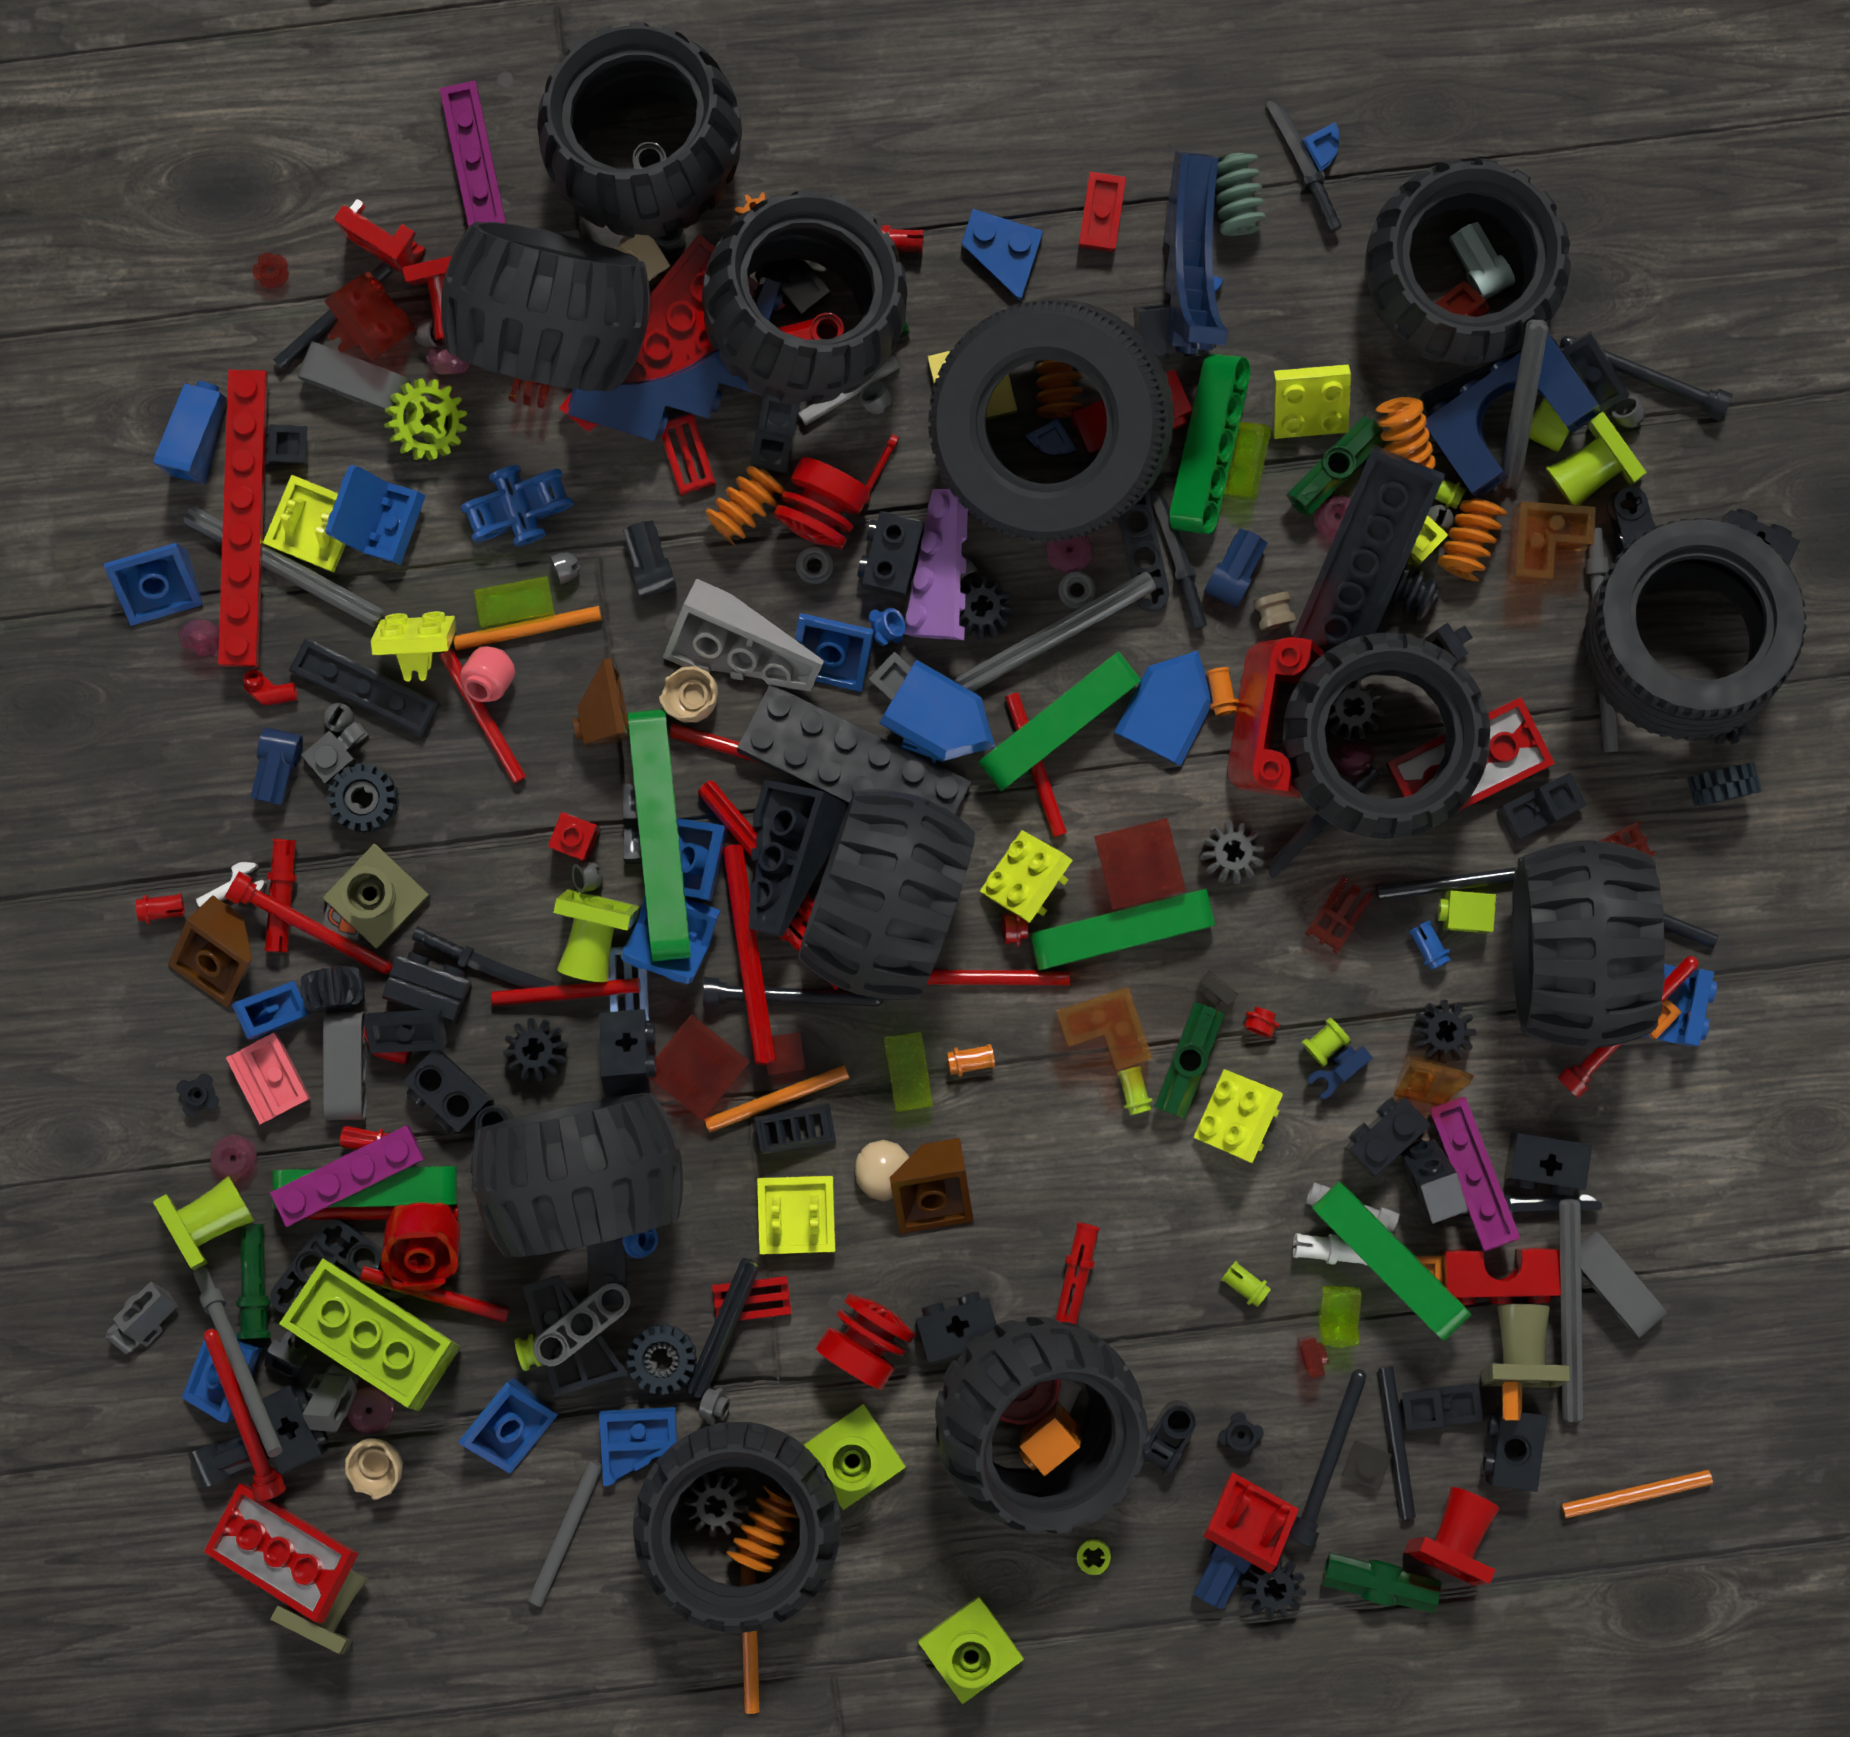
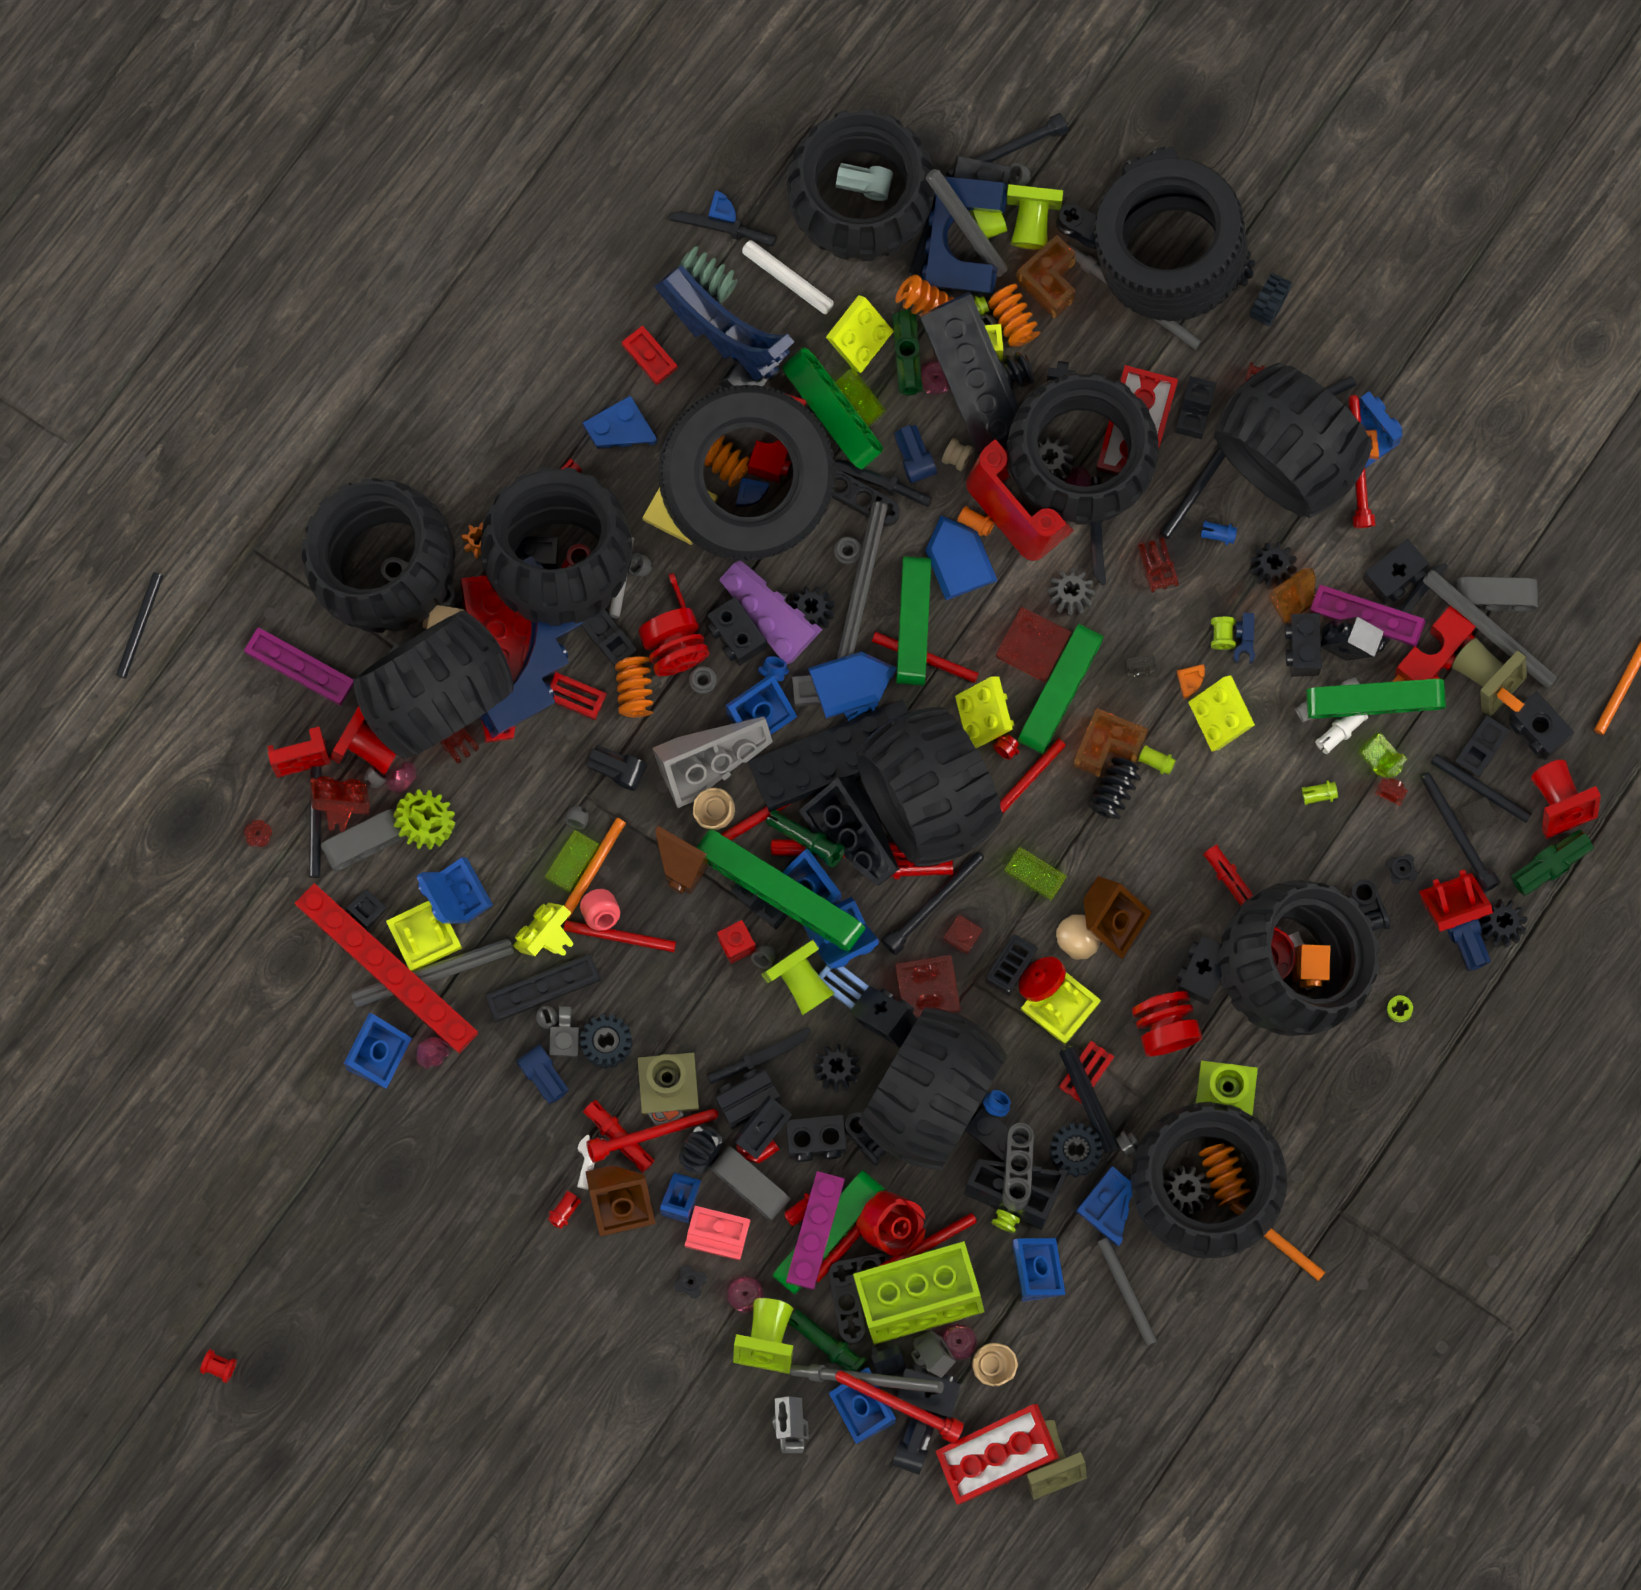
camera: 50 degrees left, 10 degrees down
(192, 433) = (312, 954): blue slope -> none
(265, 691) = (496, 1044): red arm -> none
(504, 511) = (518, 812): blue axle -> none
(565, 992) = (819, 1023): red bar -> none
(740, 827) = (814, 842): none -> dark green pin
(748, 955) = (894, 904): red axle -> none
(777, 1098) = (985, 960): orange bar -> none
(803, 1174) = (1042, 979): none -> red piece
(970, 1059) = (1059, 834): orange pin -> none
(970, 1629) = (1385, 1134): lime plant -> none
(1065, 1076) = (1114, 788): none -> black piece
(1070, 562) = (825, 543): clear pink plate -> none
(1198, 1036) = (1174, 730): dark green piece -> none
(1249, 1051) = (1190, 680): none -> orange tile
(1261, 1022) = (1180, 658): red plate -> none
(1309, 276) = (787, 277): none -> white axle
(1464, 301) = (878, 205): clear red plate -> none
(1467, 911) = (1218, 495): lime brick -> none

